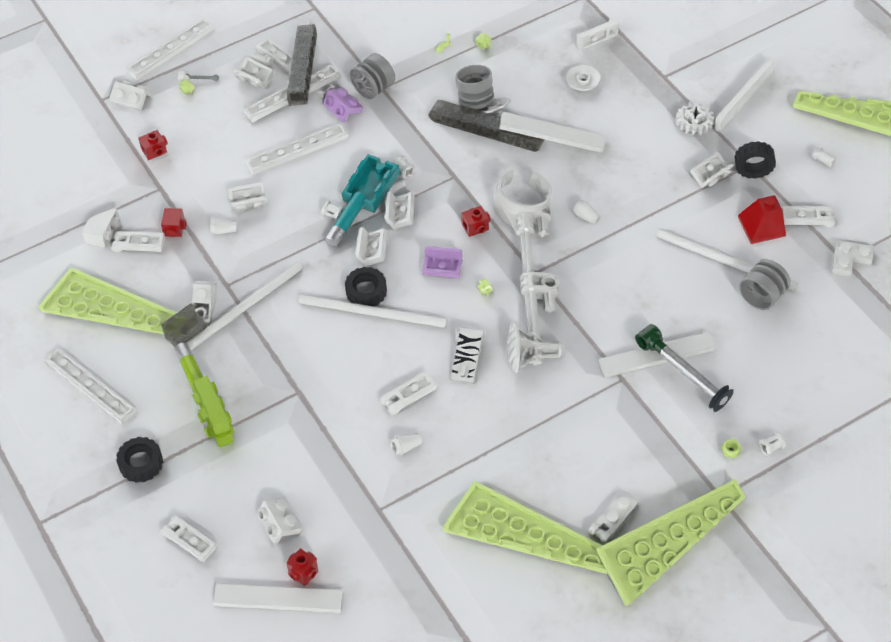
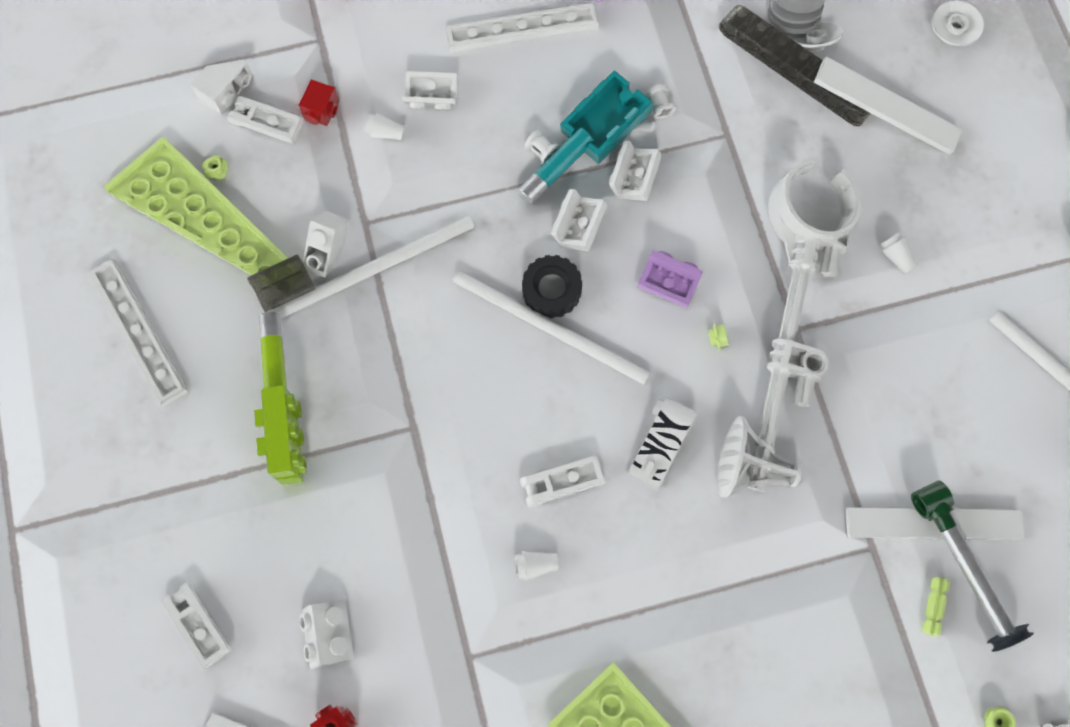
camera: 15 degrees right, 20 degrees up
(113, 277) = (218, 173): none -> yellowish green plate
(134, 446) = (148, 463): black tyre -> none
(475, 221) = (736, 223): red brick -> none
(672, 398) = (936, 606): none -> yellowish green axle

